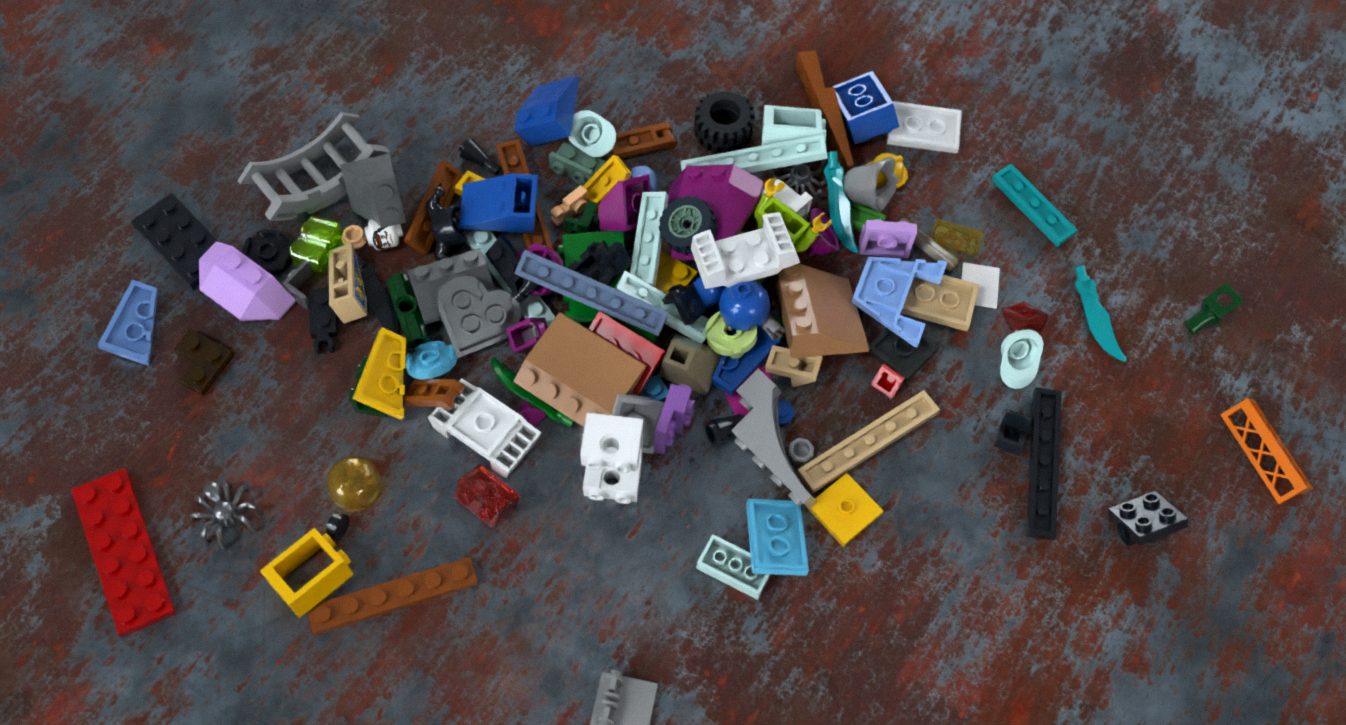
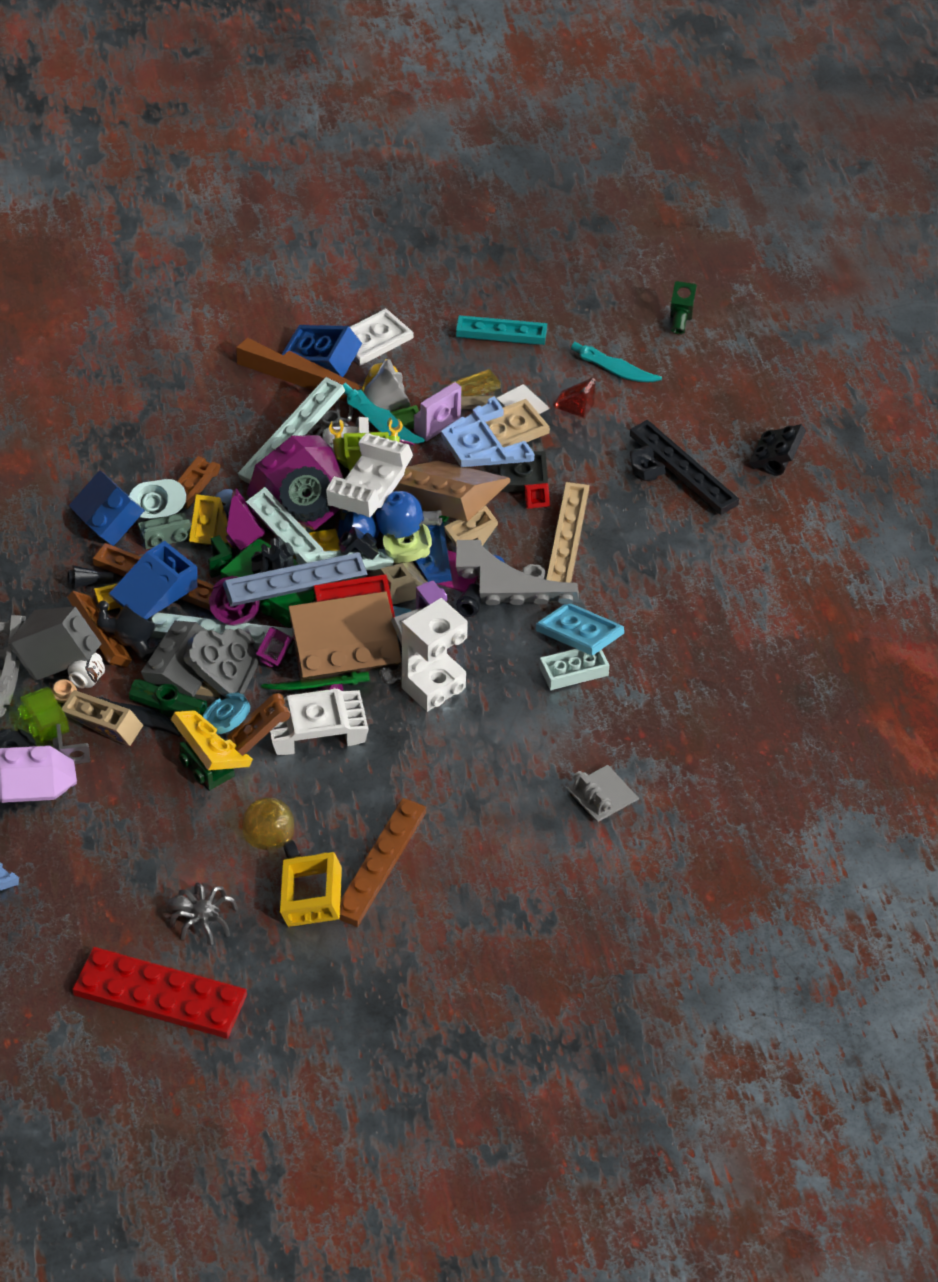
camera: 45 degrees left, 15 degrees down
(208, 361) = (56, 841): dark brown plate -> none
(322, 319) = (111, 755): black plate -> none
(485, 495) = (367, 759): clear red bracket -> none
(505, 261) = (215, 613): black plate -> none
(572, 204) = (199, 551): light nougat plate -> none
(729, 107) = (238, 426): black tyre -> none
(790, 123) = (286, 395): light aqua window -> none
(845, 509) = (600, 585): yellow plate -> none
(1020, 358) = (600, 418): light aqua piece -> none
(1275, 446) = (803, 357): orange fence -> none

